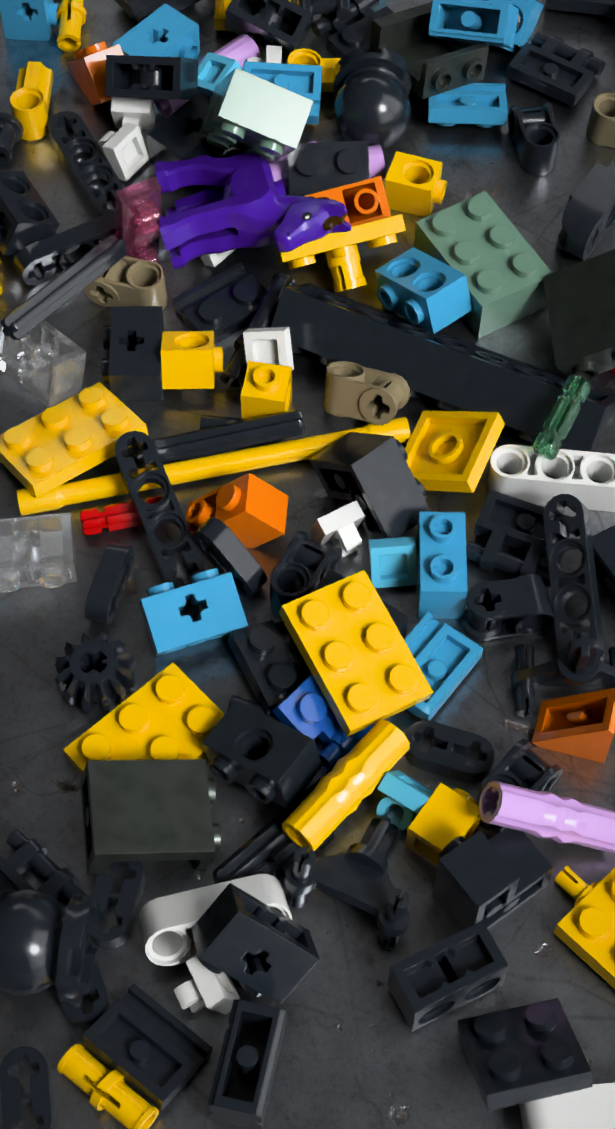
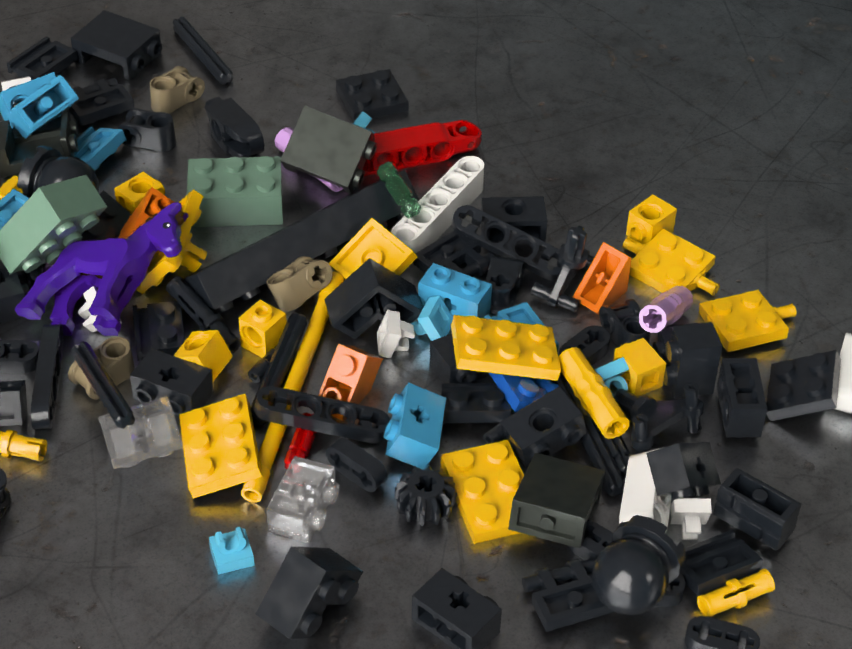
camera: 65 degrees left, 15 degrees down
(138, 218) = (84, 304): clear pink plate -> none
(230, 555) = (380, 396): black beam -> none
(269, 346) = (231, 306): white tile -> none
(301, 569) = (414, 365): black piece -> none
(423, 290) = (238, 221): dark azure brick -> none

